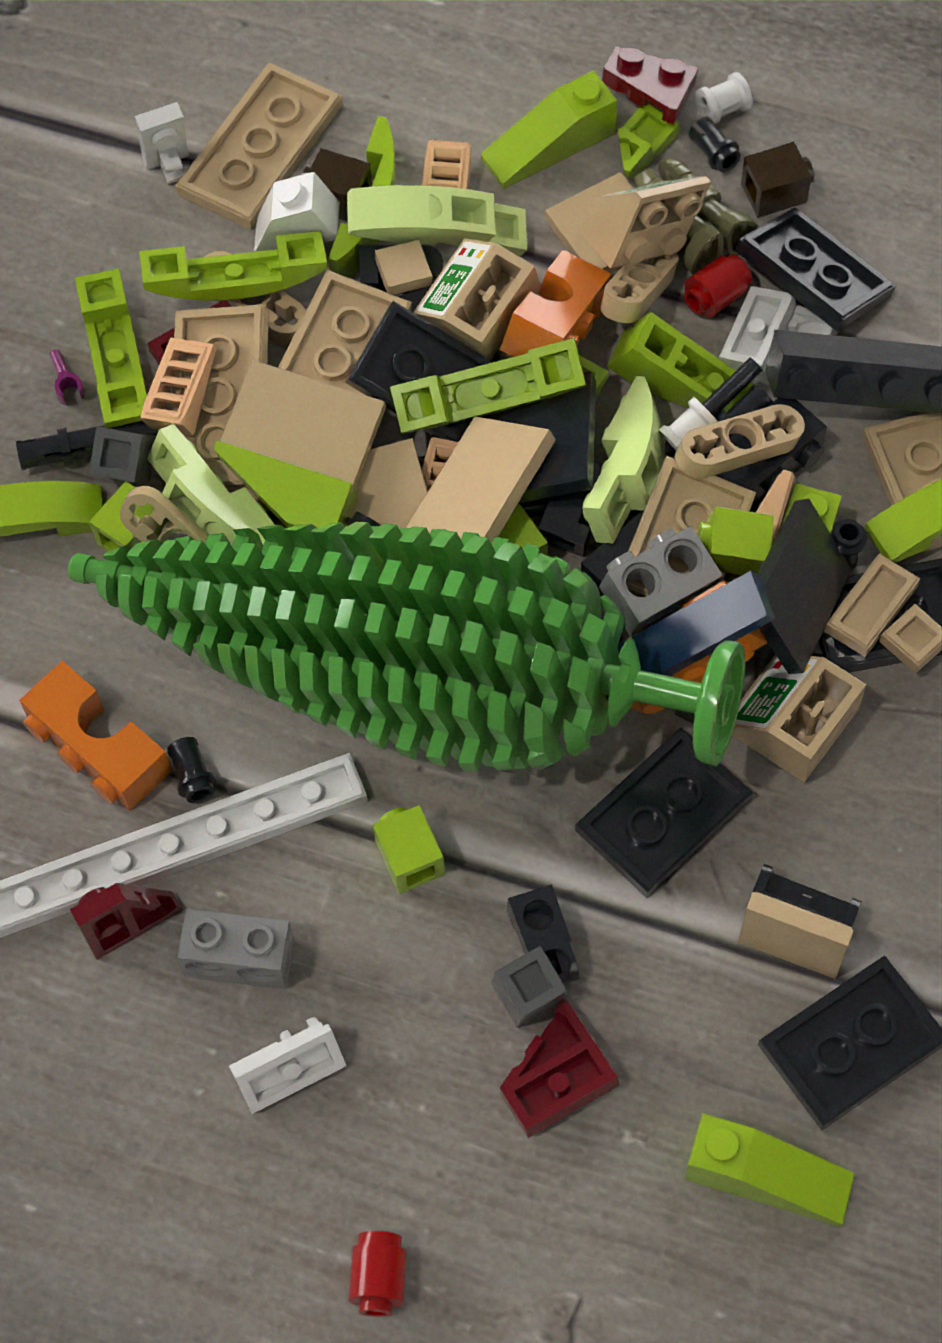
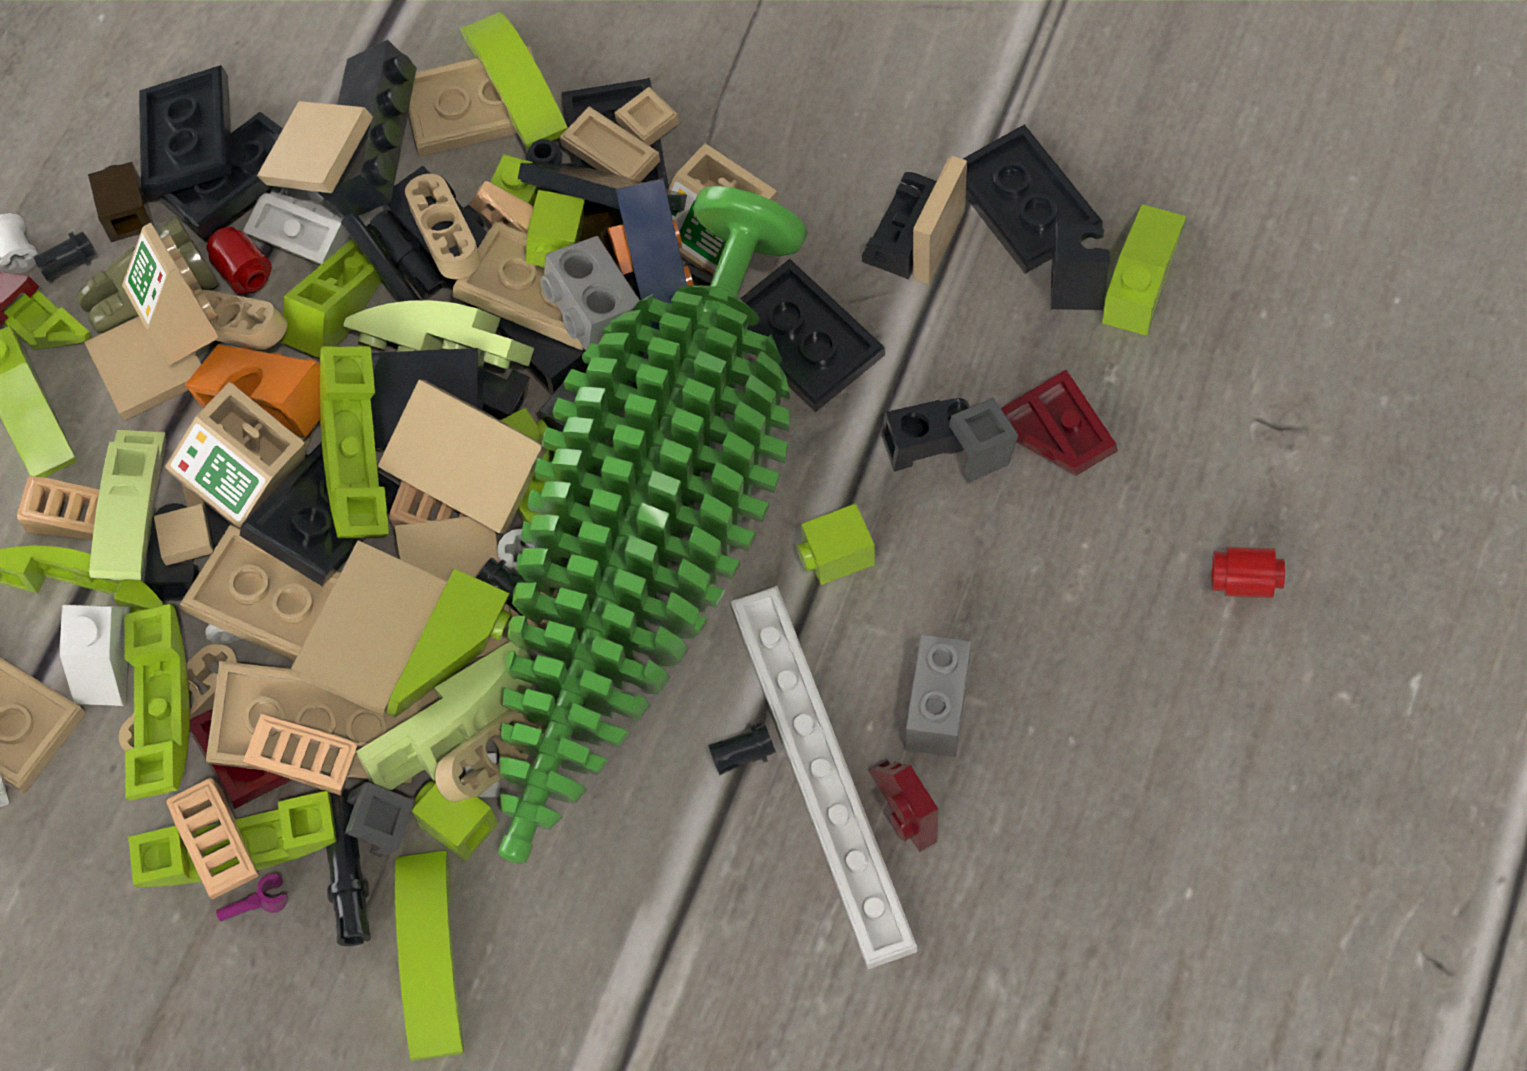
camera: 85 degrees left, 0 degrees up
(119, 313) = (198, 808): none -> light nougat slope
(122, 765) = (675, 876): orange arch -> none
(288, 1065) = (1049, 642): white plate -> none
(340, 175) = (41, 609): dark brown brick -> none
(692, 418) = (412, 276): white bush -> none
(743, 1074) = (1078, 272): none -> black hinge
(825, 319) = (315, 146): none -> tan tile
(860, 221) = (185, 132): none -> black tile

